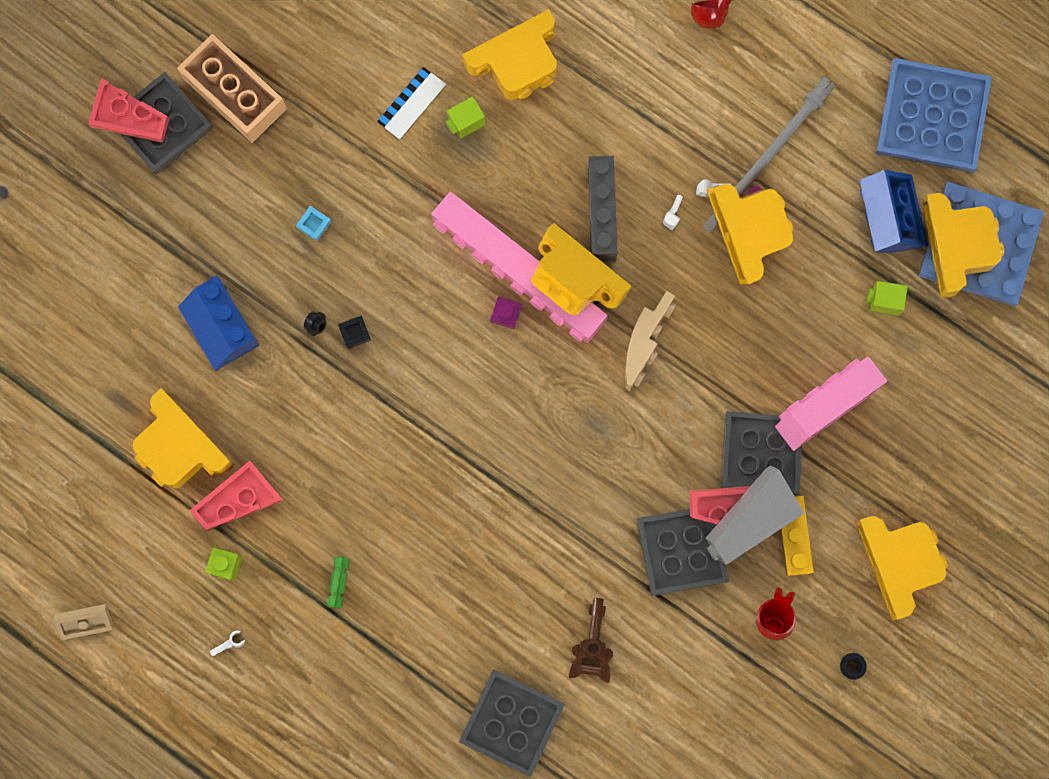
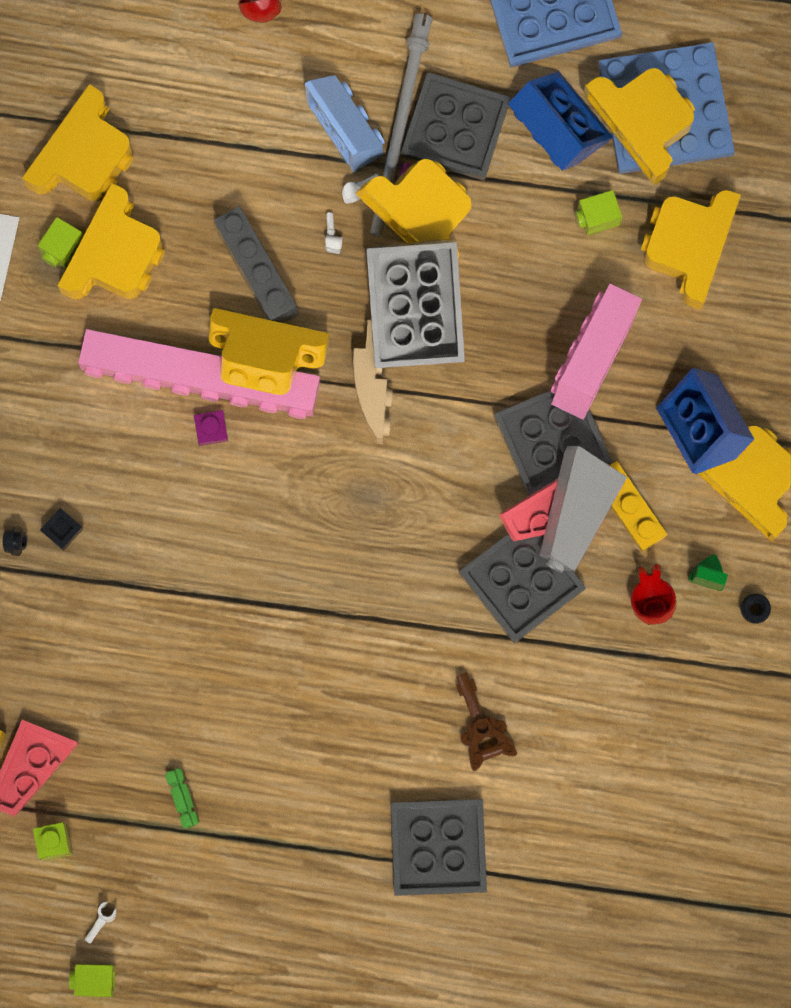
camera: 30 degrees left, 0 degrees up
(198, 686) = (93, 980): none -> lime brick
(501, 144) = (113, 252): none -> yellow brick
(709, 296) = (415, 304): none -> light grey slope
(726, 131) = (344, 121): none -> light blue slope
(811, 177) = (456, 126): none -> dark grey plate
(830, 620) = (709, 574): none -> green tile
(887, 500) = (704, 421): none -> blue slope
(947, 356) = (690, 242): none -> yellow brick

